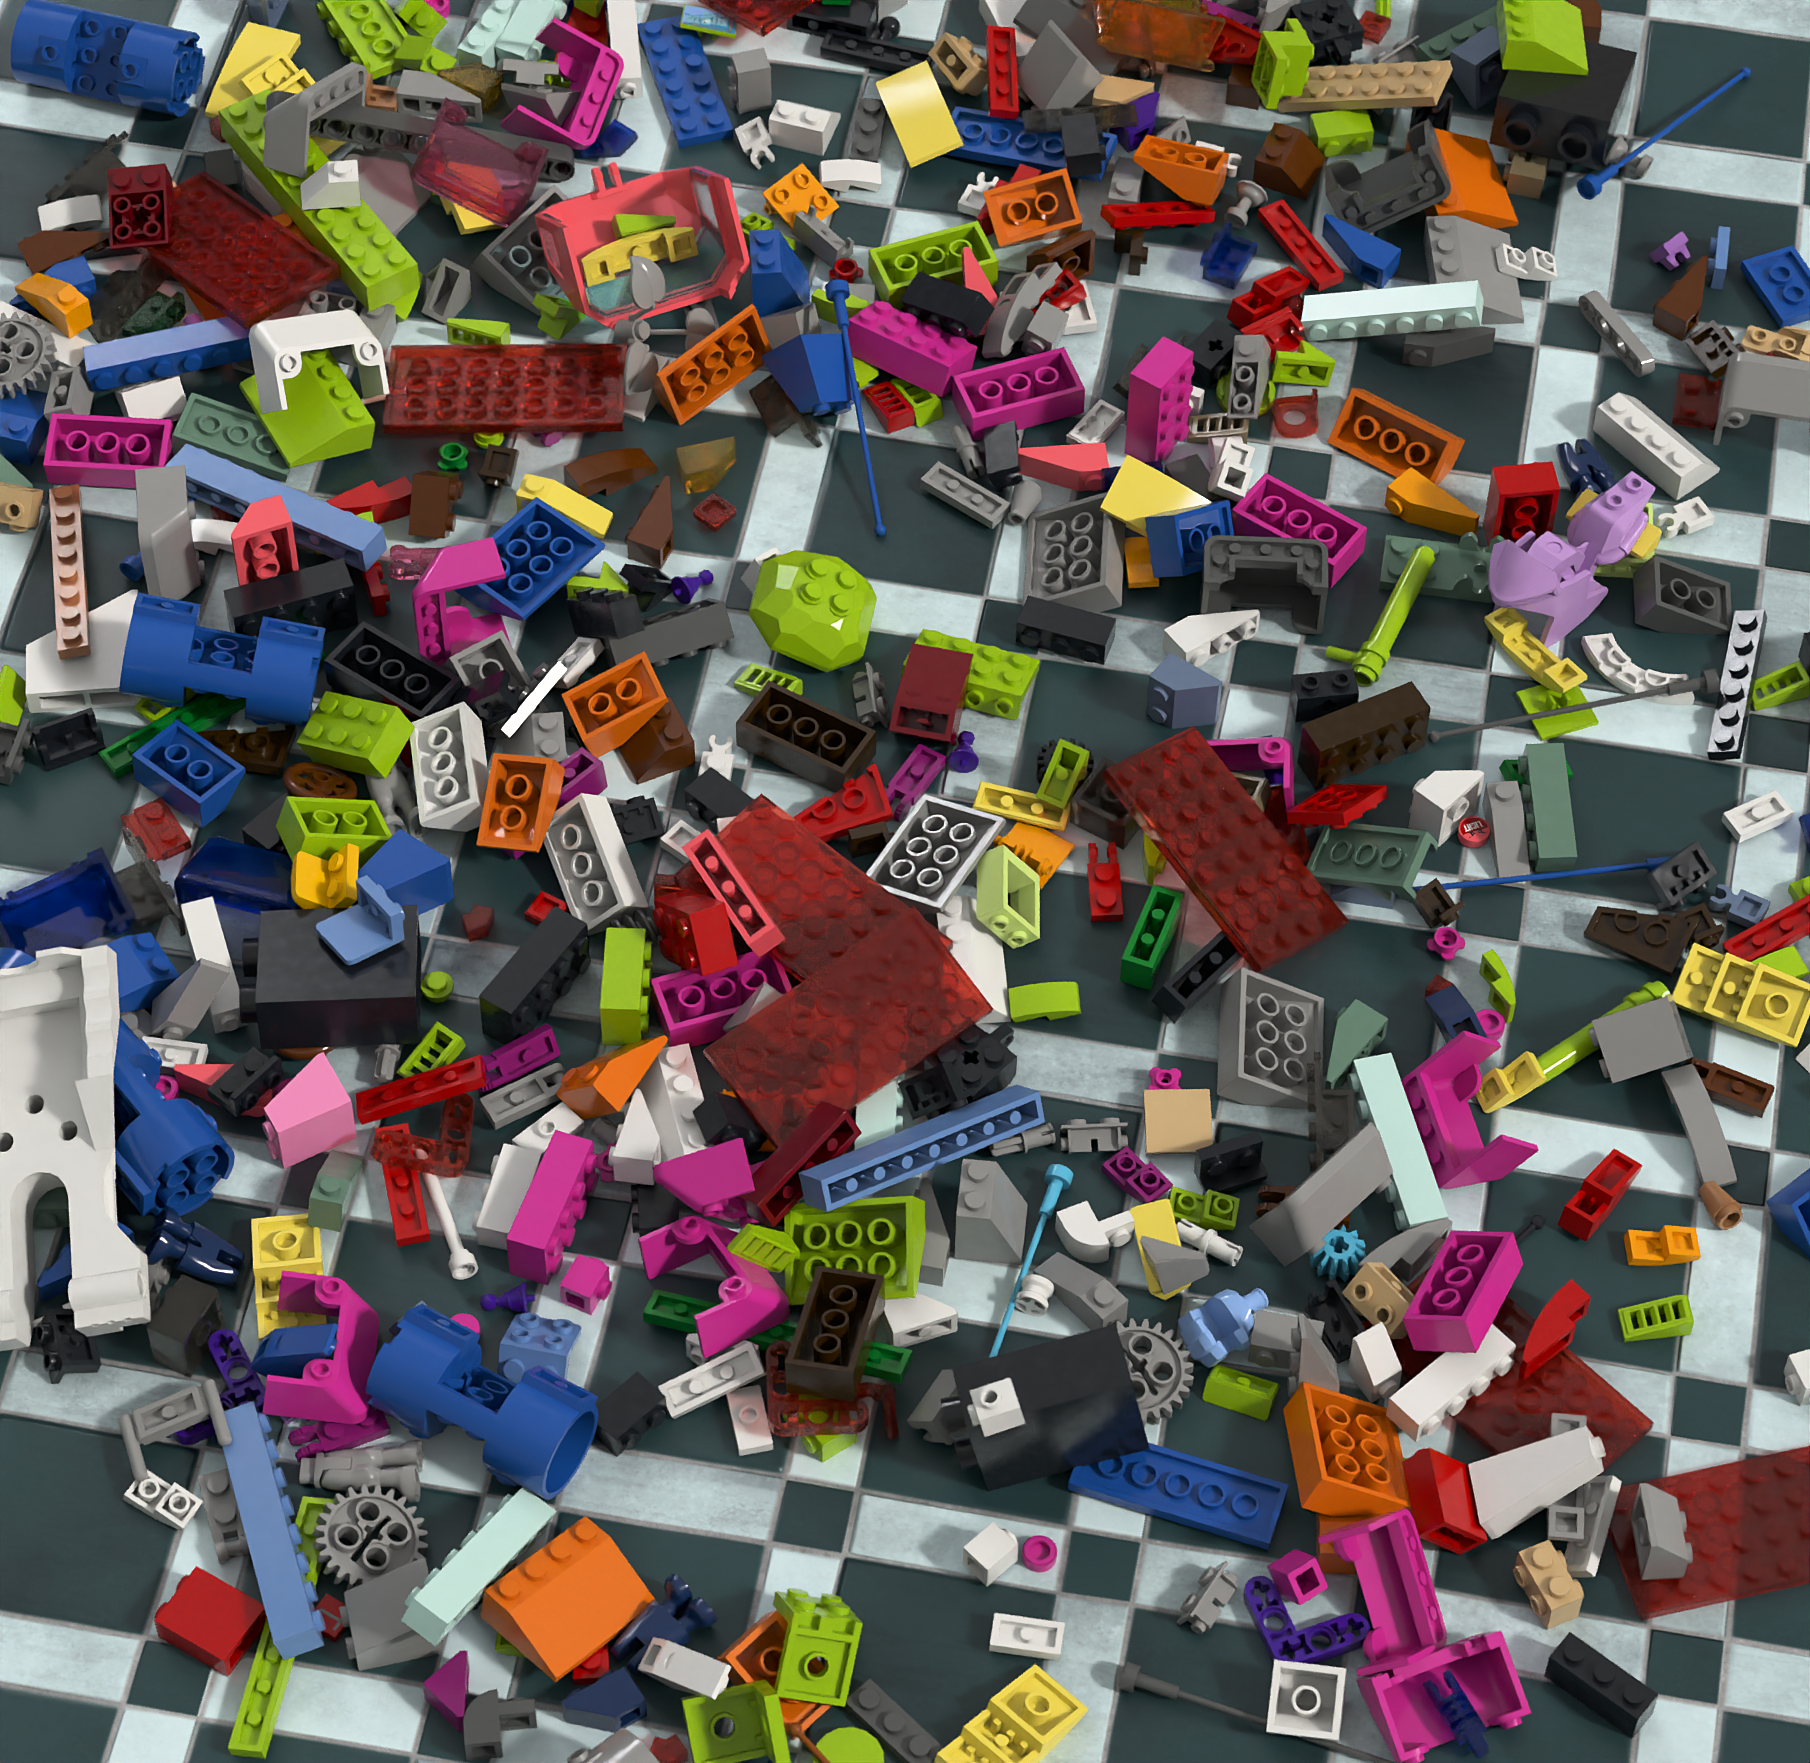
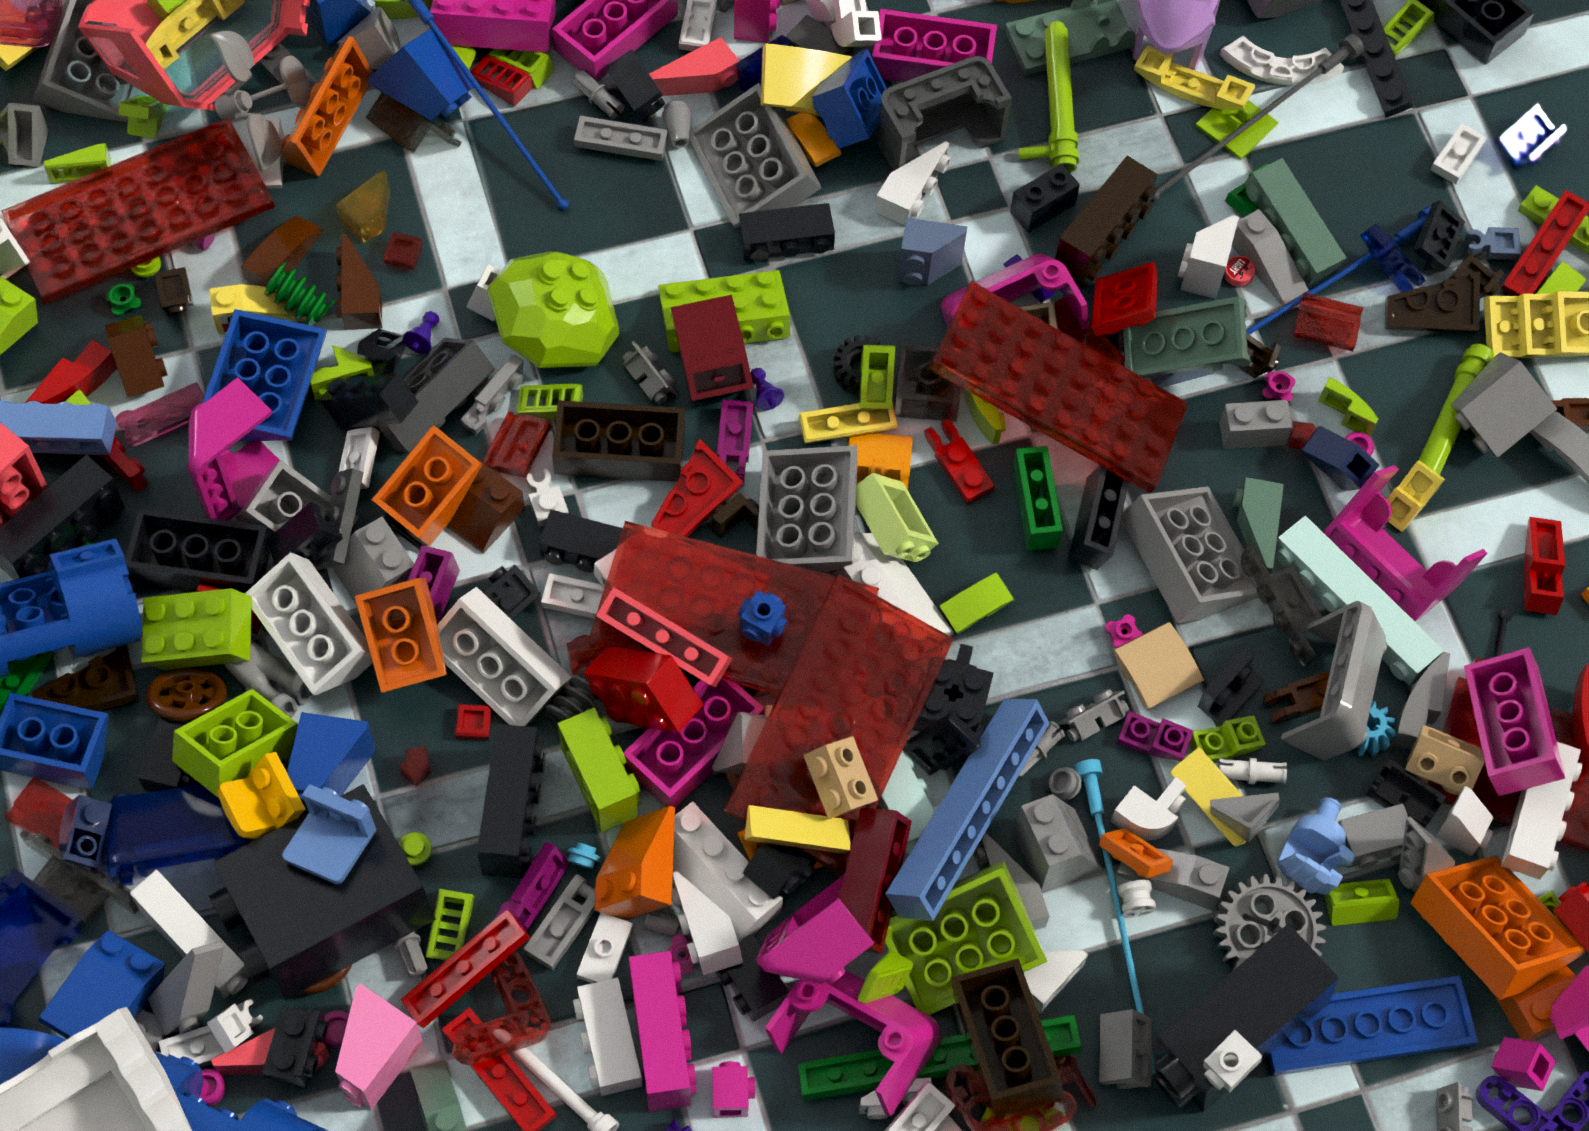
camera: 30 degrees left, 10 degrees up
(175, 849) = (83, 831): none -> dark blue slope
(207, 1048) = (233, 1025): none -> white plate
(574, 1051) = (583, 855): none -> medium azure plate
(596, 510) = (298, 296): none -> green piece
(716, 707) = (517, 444): none -> clear red plate
(722, 657) = (493, 394): none -> light grey hinge
(757, 1095) = (797, 829): none -> light yellow slope
(817, 1066) = (840, 777): none -> tan brick
(828, 914) = (765, 627): none -> blue brick
(1029, 1177) = (1065, 783): none -> light grey plate
(1053, 1255) = (1135, 853): none -> orange plate
(1398, 962) = (1255, 424): none -> light grey brick
(1528, 907) = (1328, 321): none -> clear red plate
(1624, 876) = (1391, 259): none -> clear blue hinge

